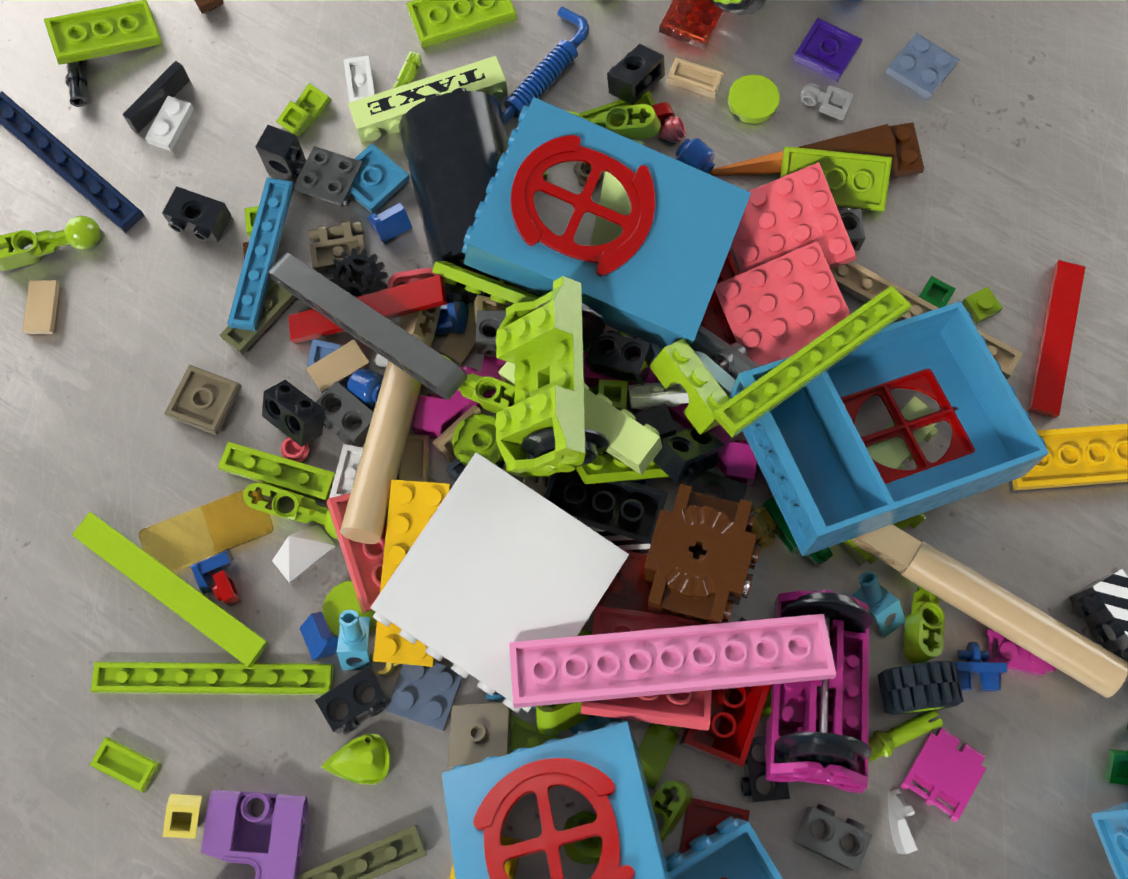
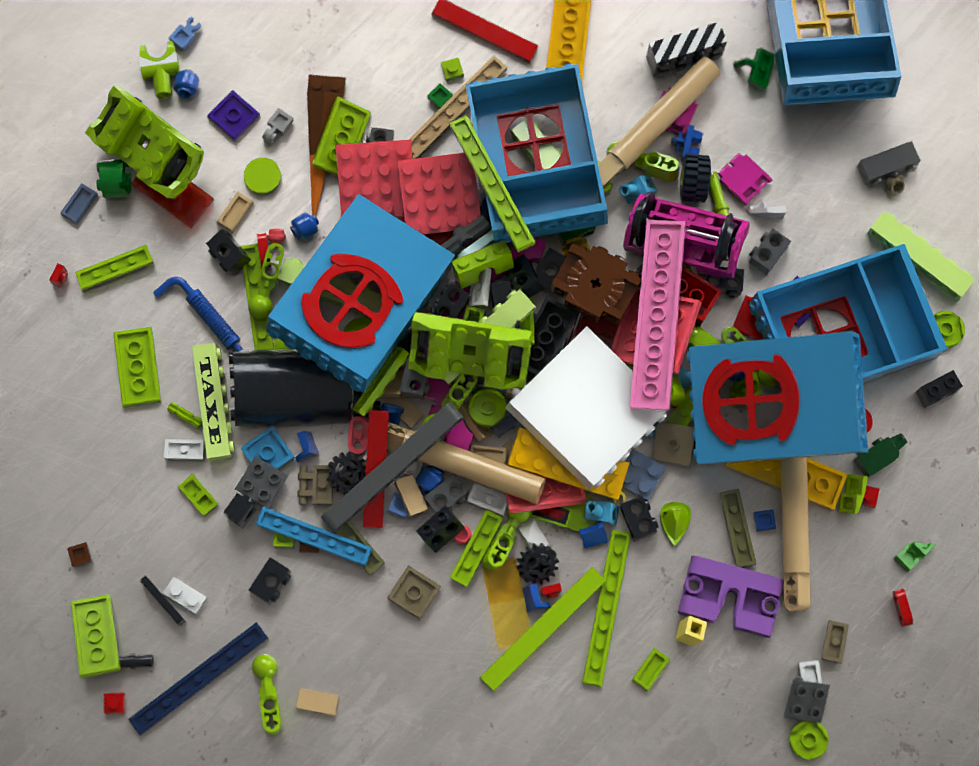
camera: 85 degrees left, 5 degrees up
(23, 73) = (114, 703): none -> red plate
(260, 559) = (534, 562): none -> black gear
(337, 578) = (557, 515): none -> slope
(922, 66) = (262, 55): sand blue plate -> none

